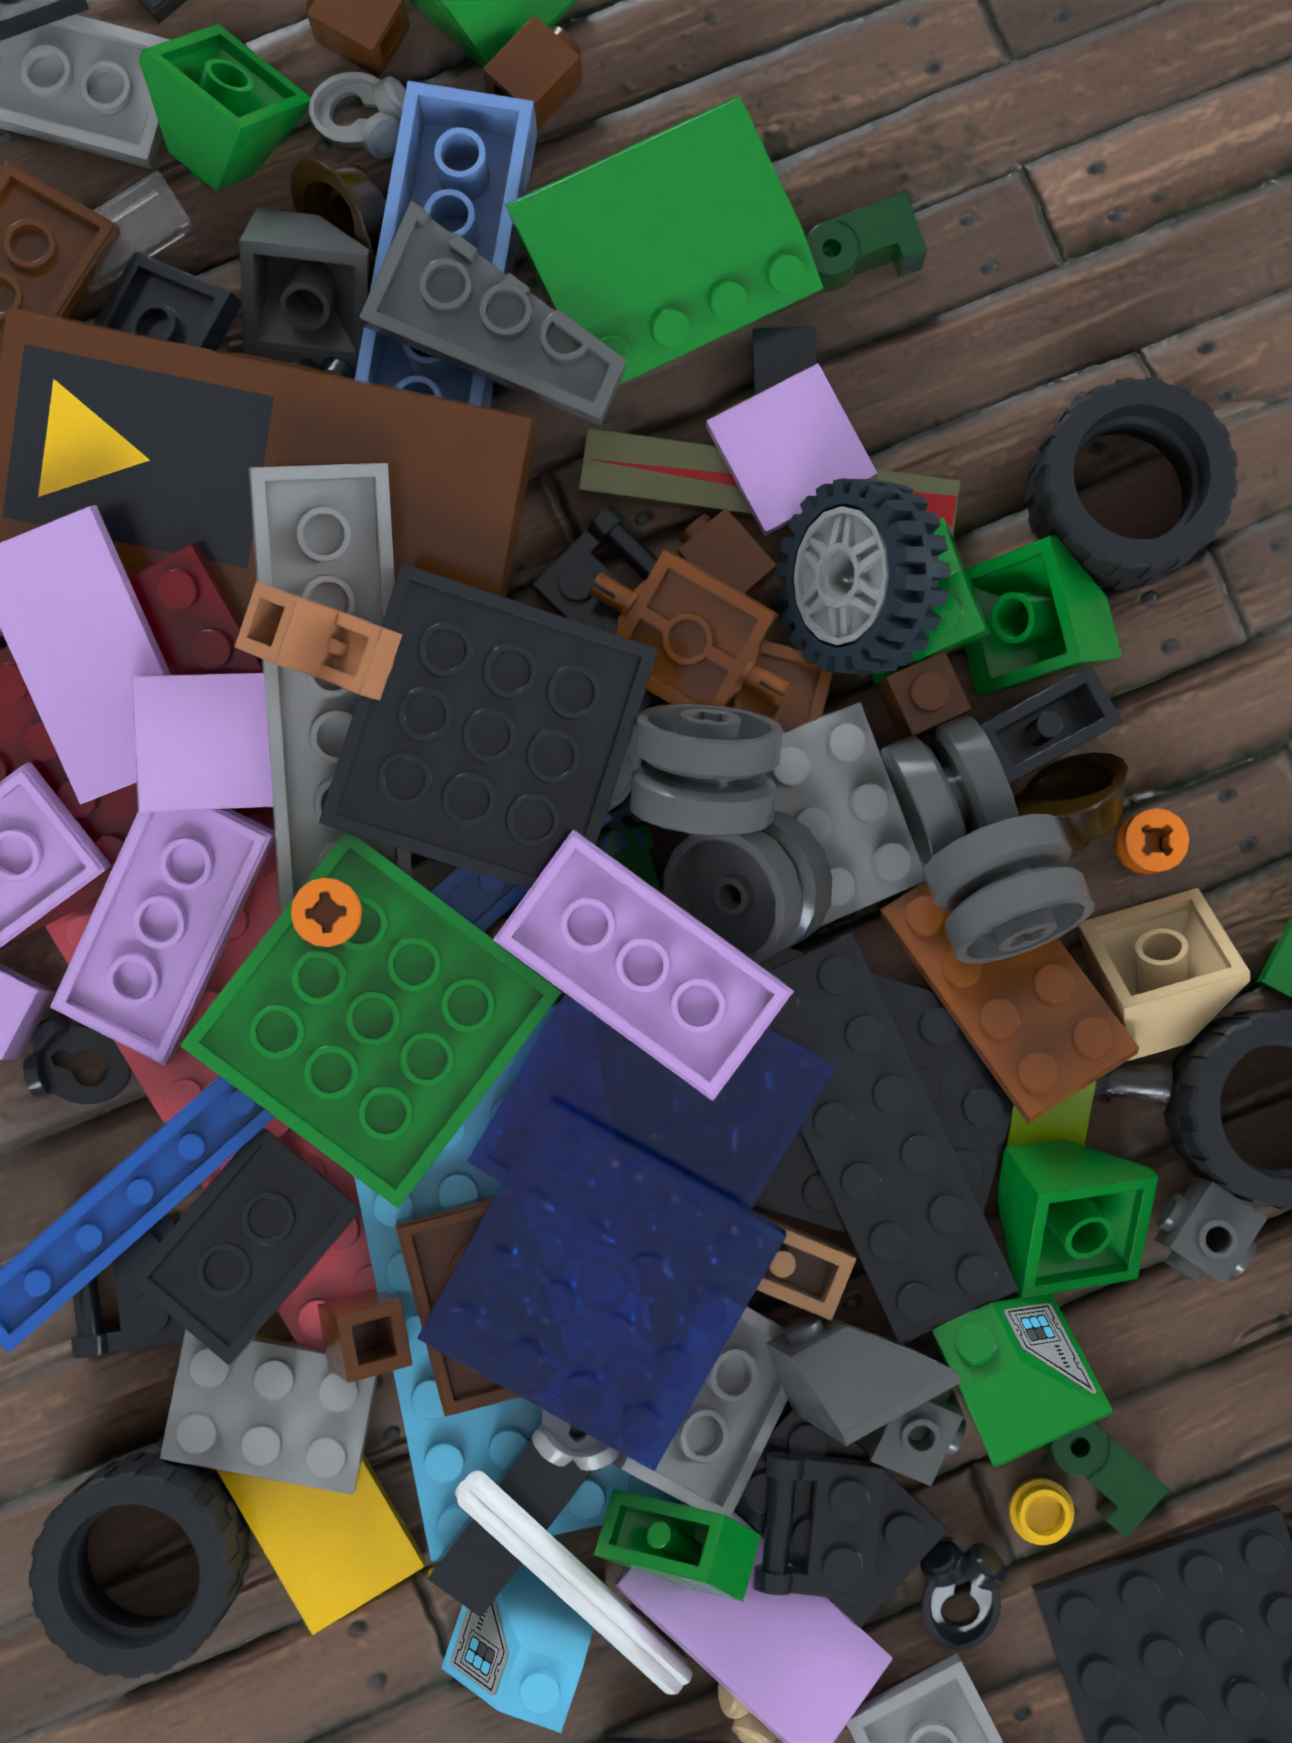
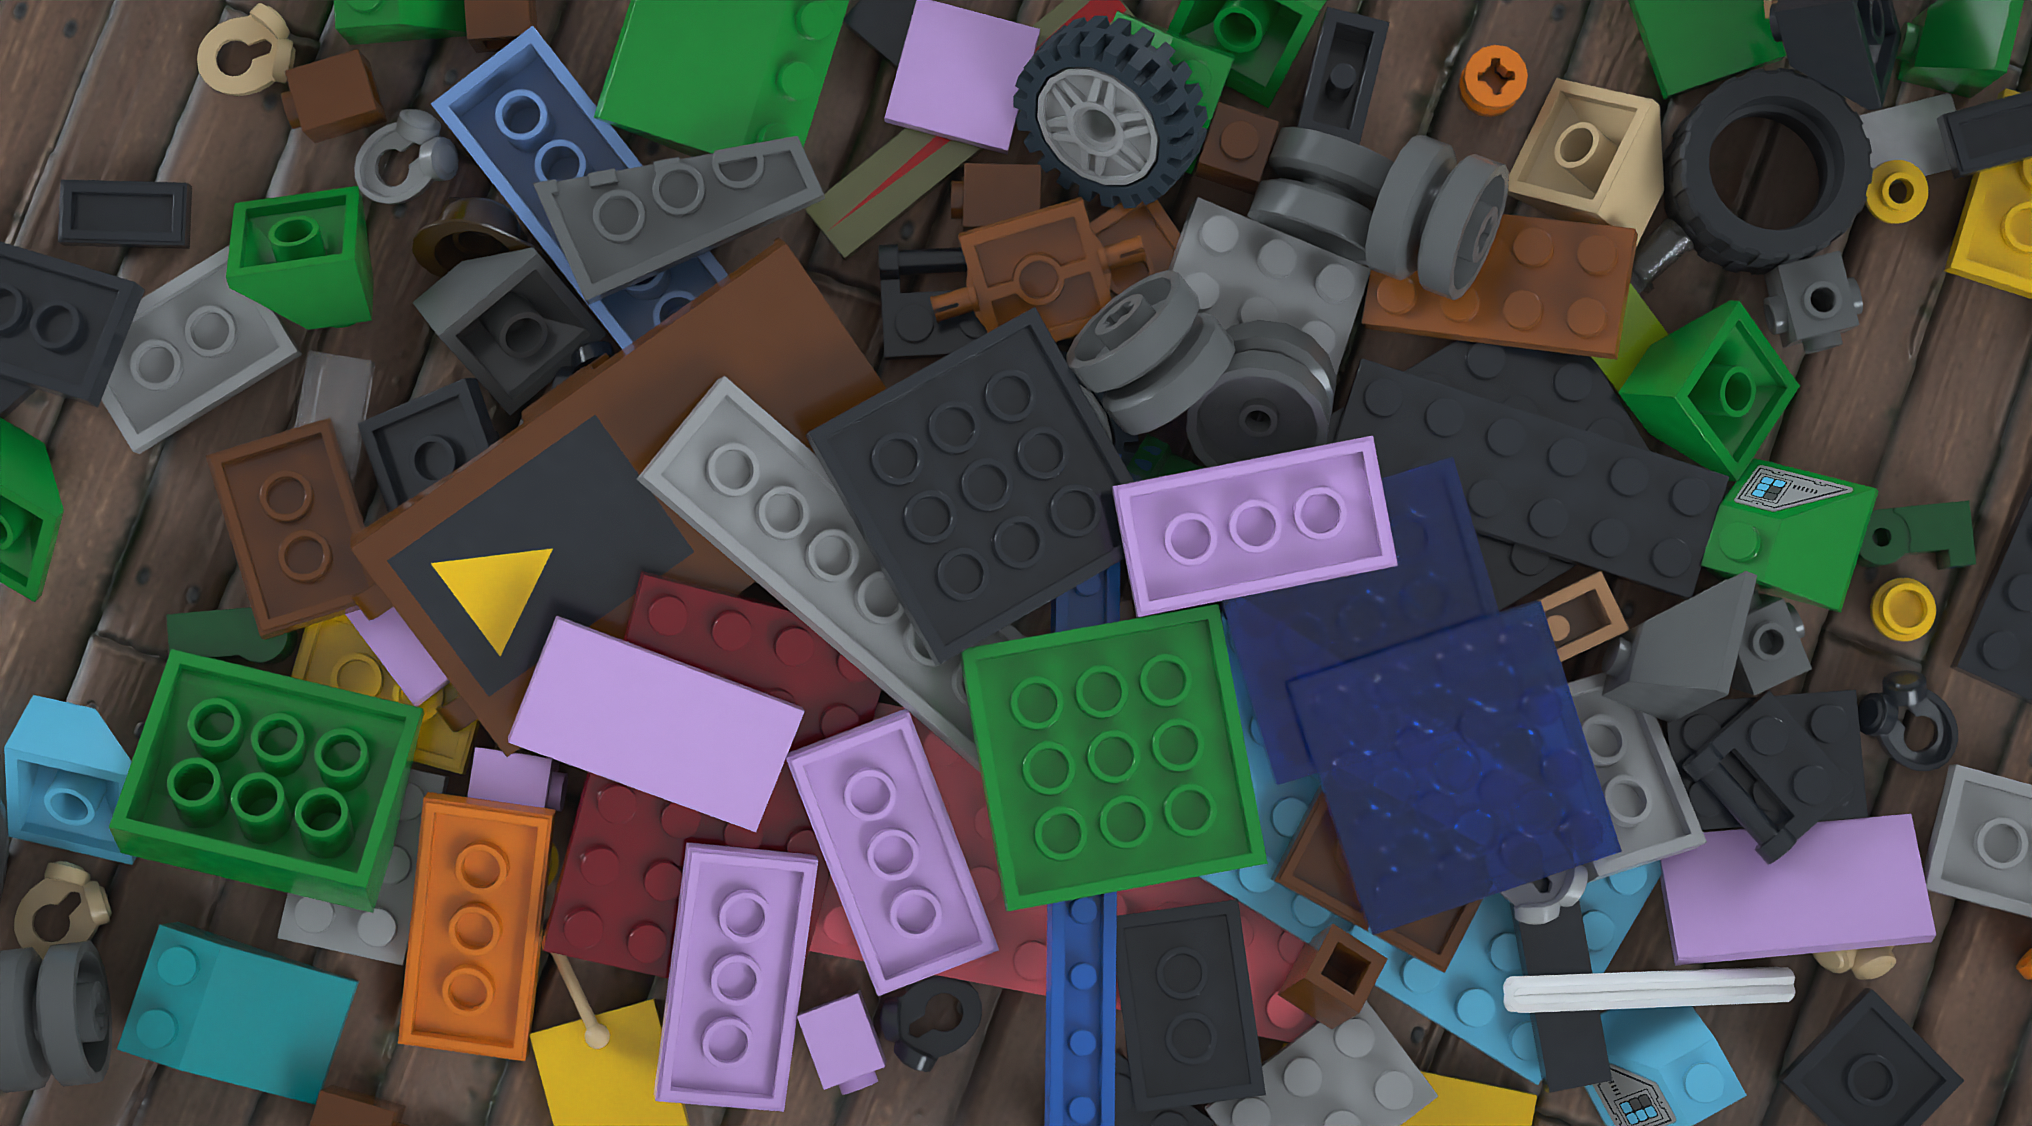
camera: 50 degrees left, 0 degrees up
(201, 742) = (797, 698): lavender tile -> none
(318, 640) = (815, 540): nougat brick -> none
(338, 912) = (1004, 724): orange wheel -> none
(678, 1544) = (1689, 887): green slope -> none
(1080, 793) = (1410, 101): dark brown piece -> none

